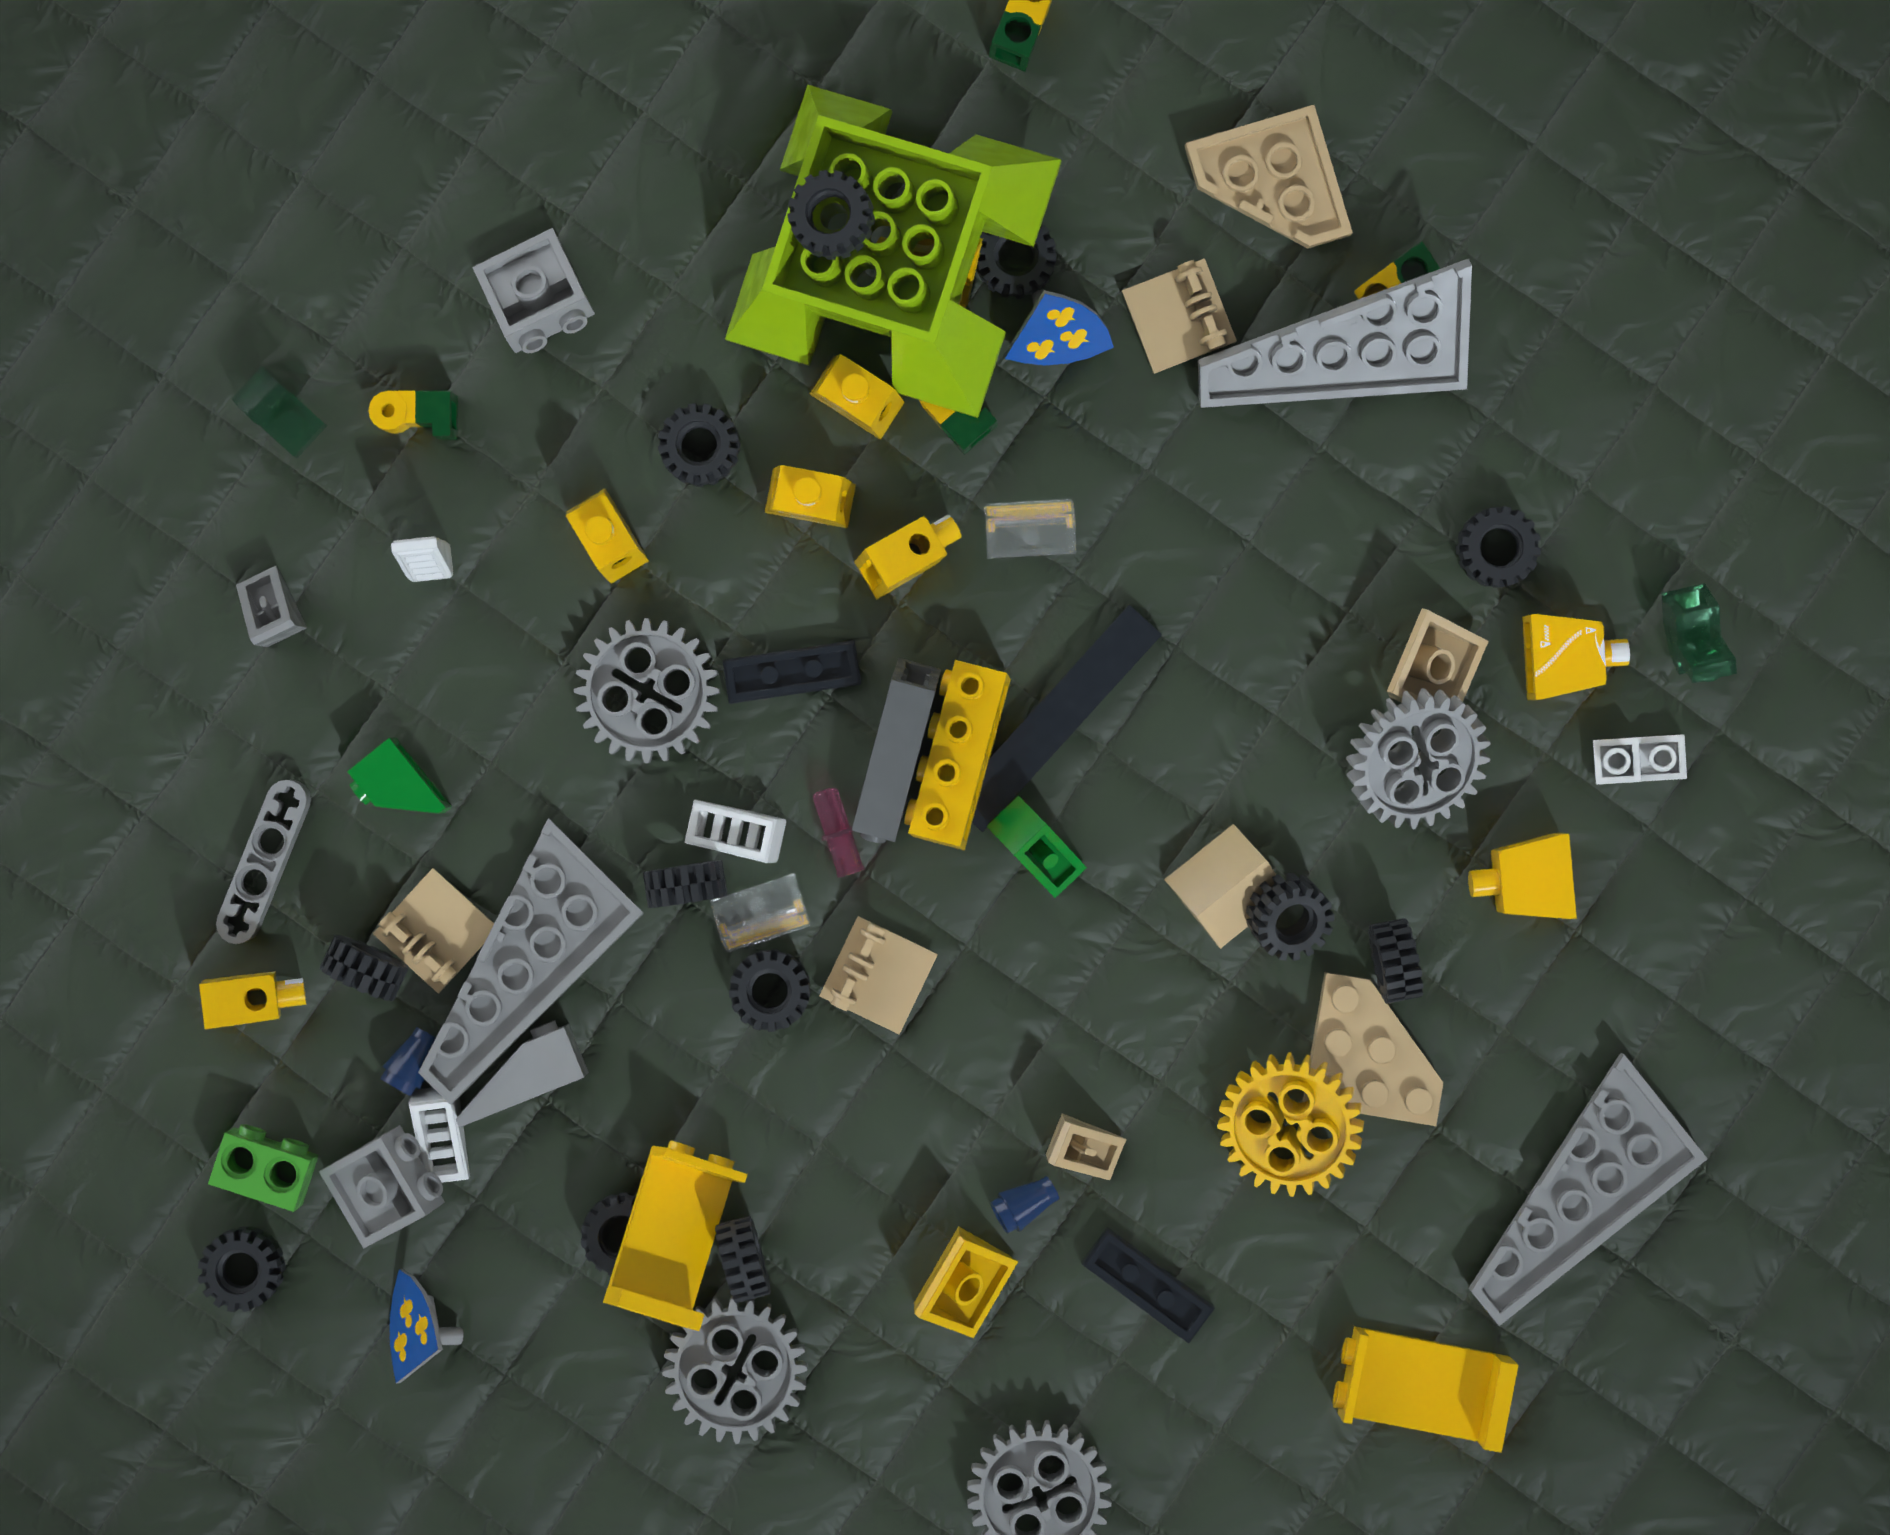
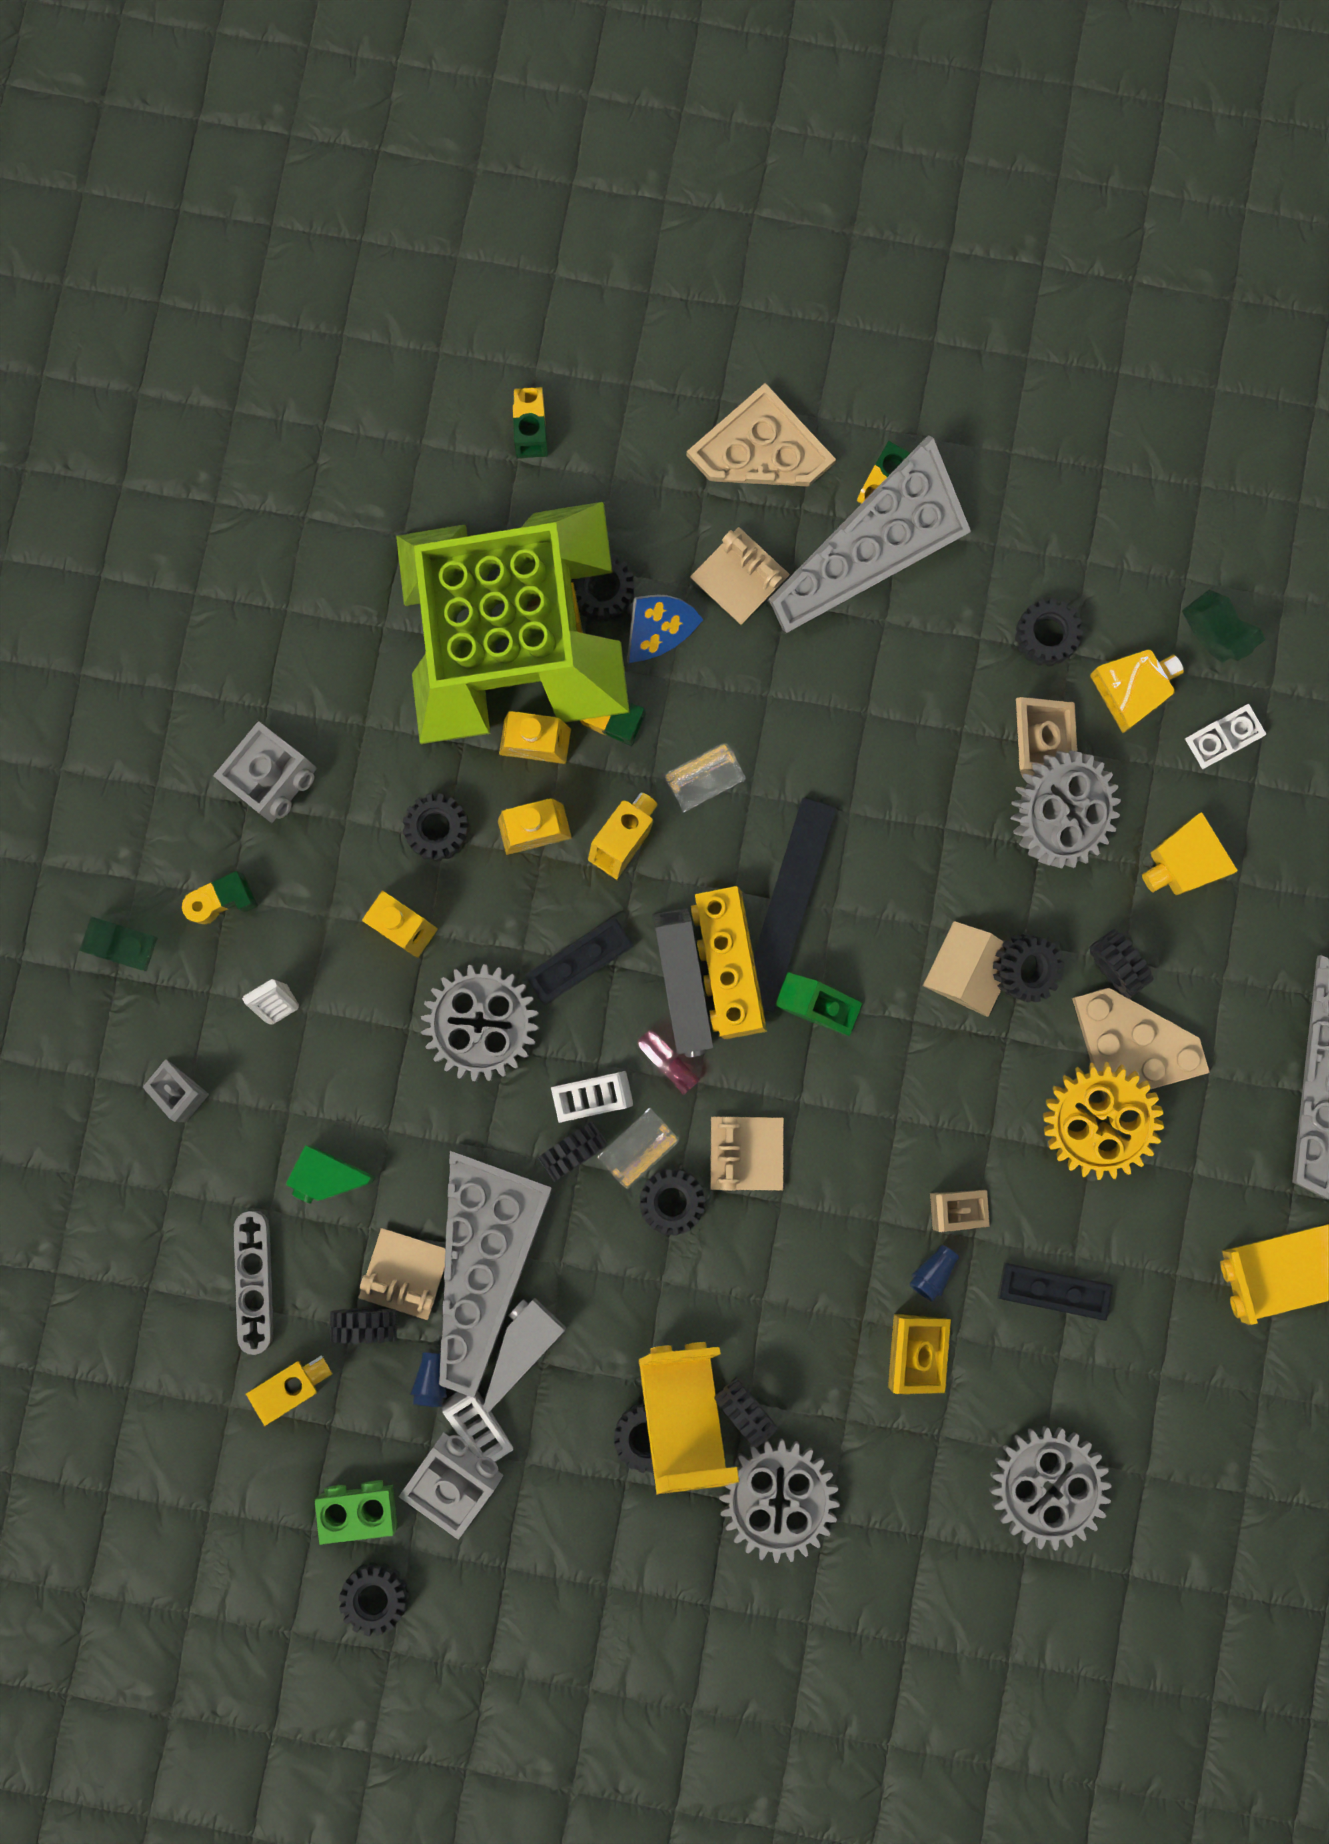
camera: 25 degrees left, 5 degrees down
(415, 1327) = (524, 1581): blue shield -> none
(815, 191) = (440, 595): black tyre -> none

